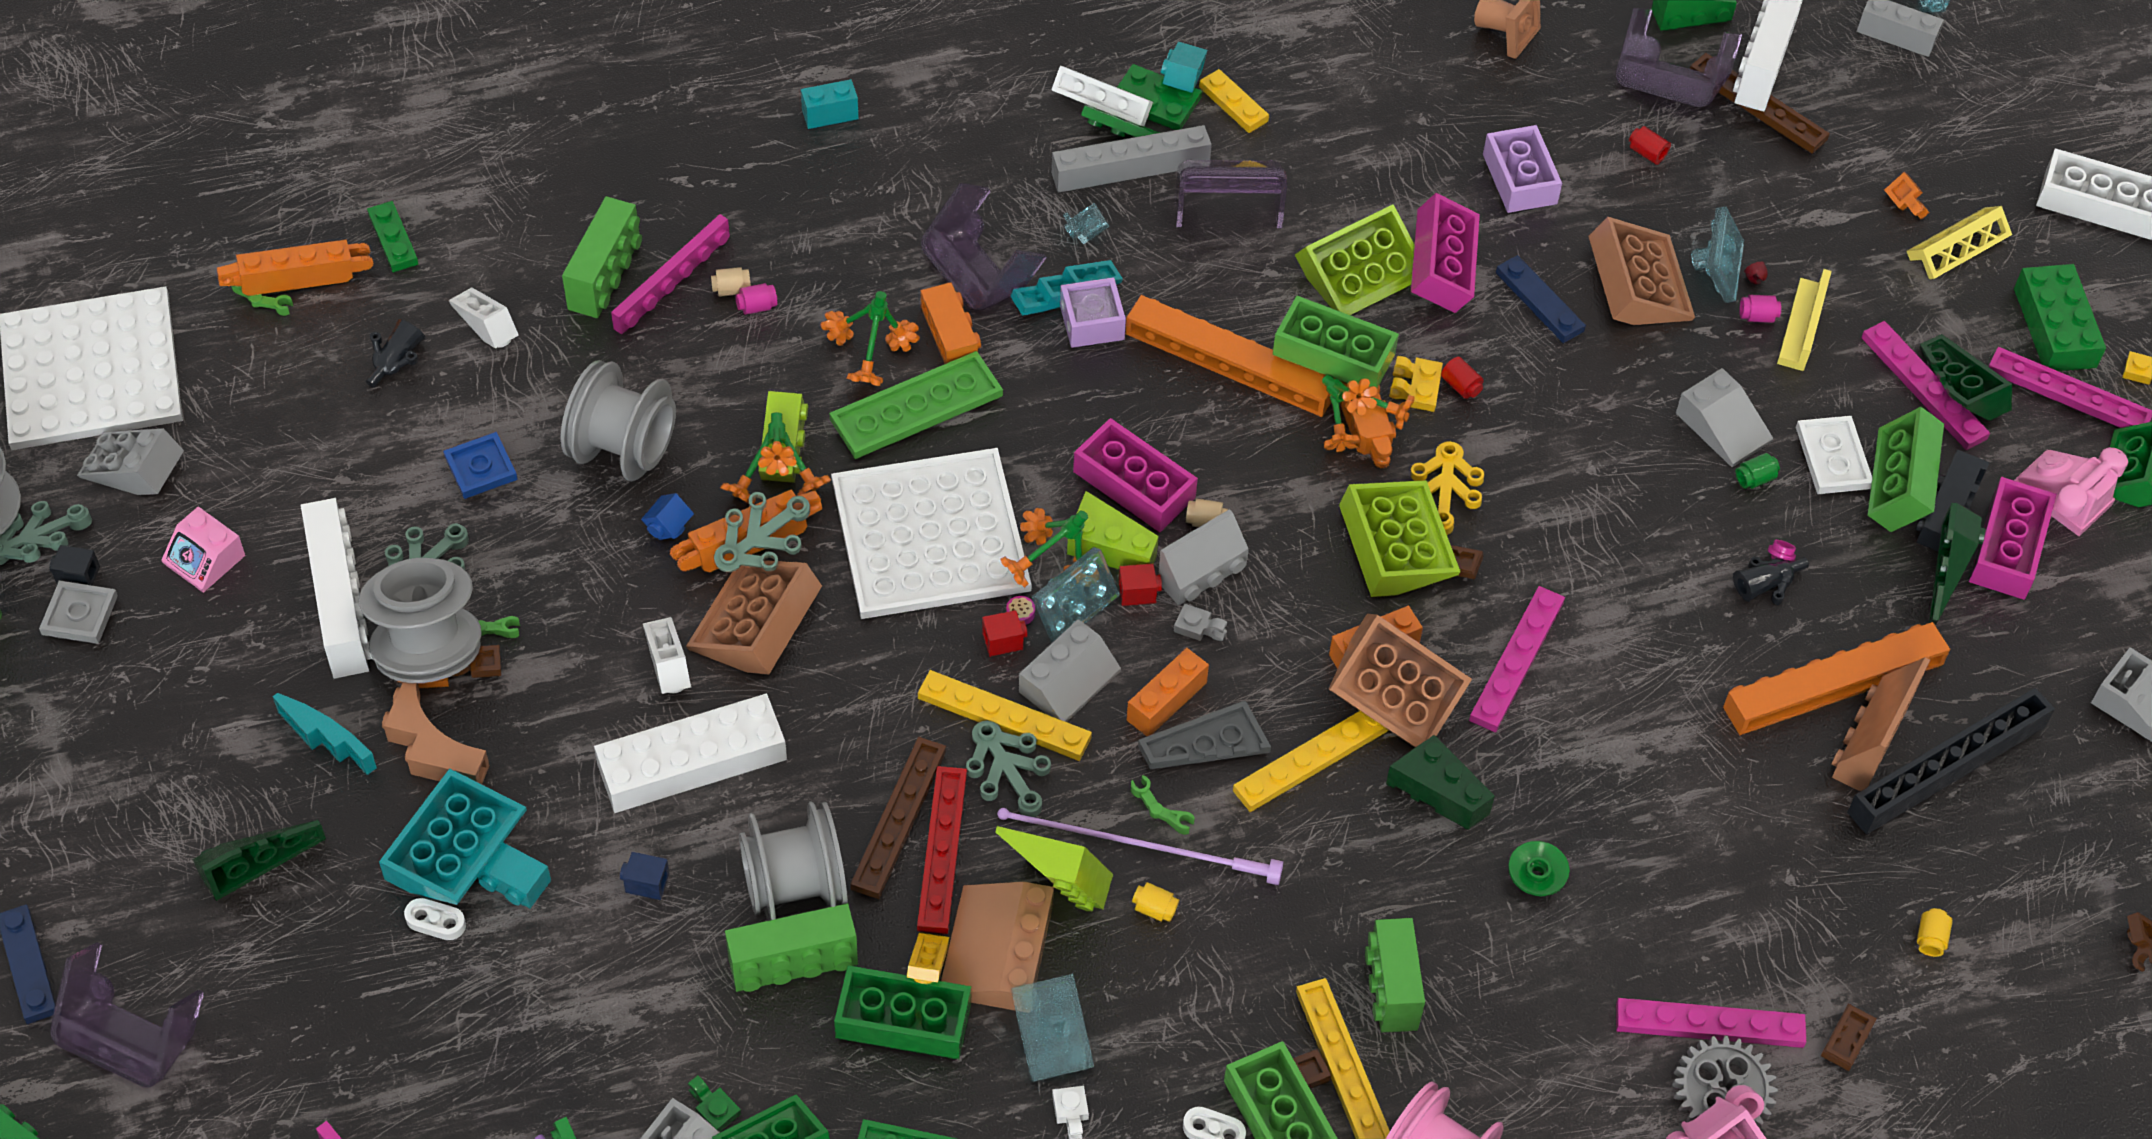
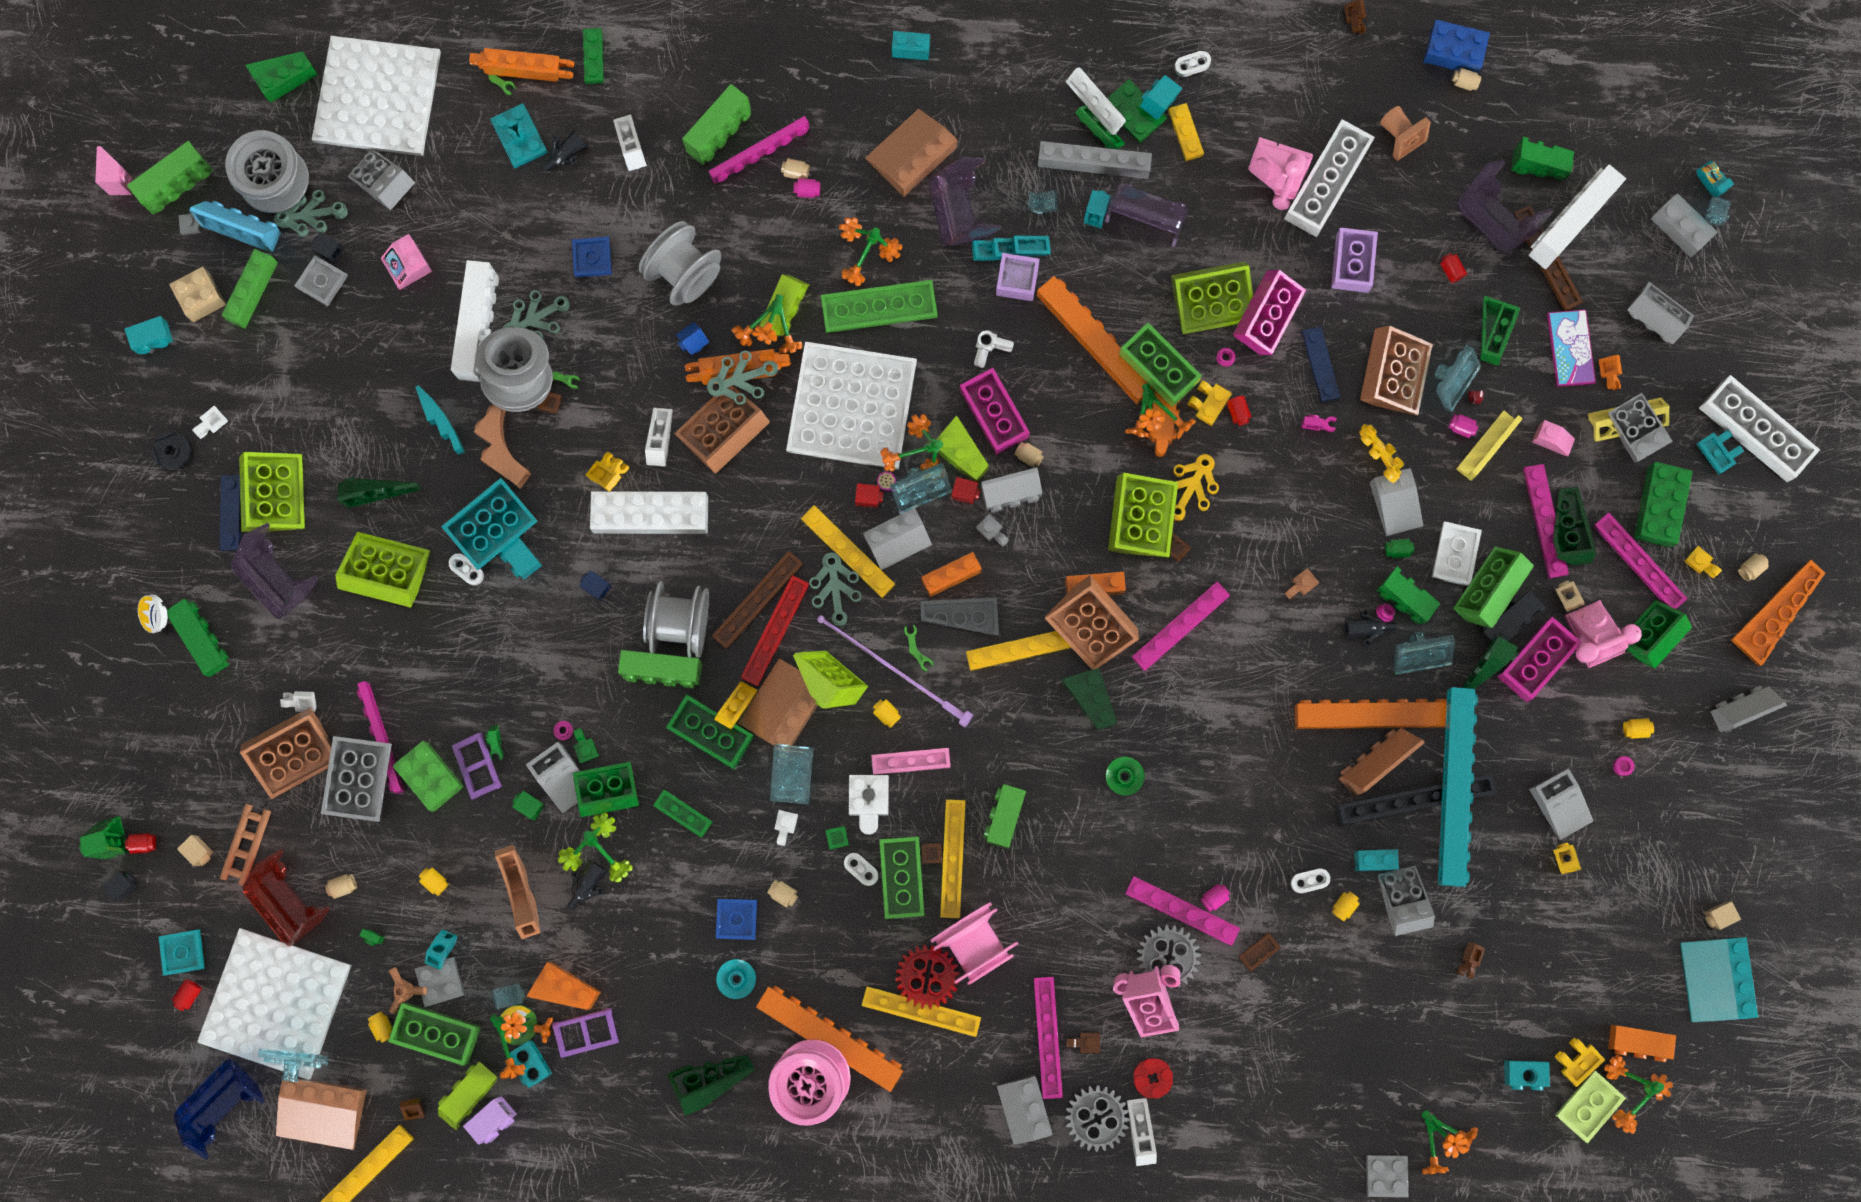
camera: 25 degrees right, 25 degrees up
(84, 902) = (271, 491): none -> lime slope
(301, 962) = (382, 569): none -> lime slope
(318, 356) = (518, 135): none -> teal plate
(606, 721) = (604, 475): none -> yellow plate
(670, 1083) = (569, 730): none -> dark pink plate
(884, 219) = (912, 151): none -> nougat slope
(949, 322) = (923, 251): orange brick -> none
(1085, 409) = (998, 343): none -> white axle
(1158, 1097) = (837, 837): none -> green plate
(1162, 206) = (1097, 208): none -> teal brick
(1182, 1025) = (868, 800): none -> white brick
(1206, 27) = (1191, 63): none -> white plate
(1220, 955) = (910, 761): none -> bright pink plate
(1377, 95) = (1280, 169): none -> bright pink piece
(1413, 325) = (1225, 351): none -> dark pink plate
(1443, 93) = (1329, 178): none -> white brick
(1570, 362) = (1315, 423): none -> dark pink plate
(1648, 351) = (1381, 450): none -> yellow plant
(1654, 553) = (1302, 583): none -> nougat plate
(1740, 188) = (1496, 328): none -> green wedge
(1748, 985) = (1215, 897): none -> dark pink brick
(1799, 519) = (1408, 597): none -> green wedge
(1843, 189) = (1571, 348): none -> tile
(1862, 578) = (1423, 653): none -> clear light blue plate
(1866, 919) = (1309, 880): none -> white plate
(1879, 287) = (1553, 438): none -> bright pink slope
(1929, 120) = (1660, 313): none -> light grey slope
(1942, 856) = (1376, 860): none -> teal brick
(1981, 241) = (1639, 428): none -> light grey slope
(2002, 716) = (1457, 787): none -> teal brick
(2006, 446) = (1566, 588): none -> tan brick
(2014, 897) = (1406, 900): none -> light grey slope
(2089, 245) = (1717, 453): none -> teal plate

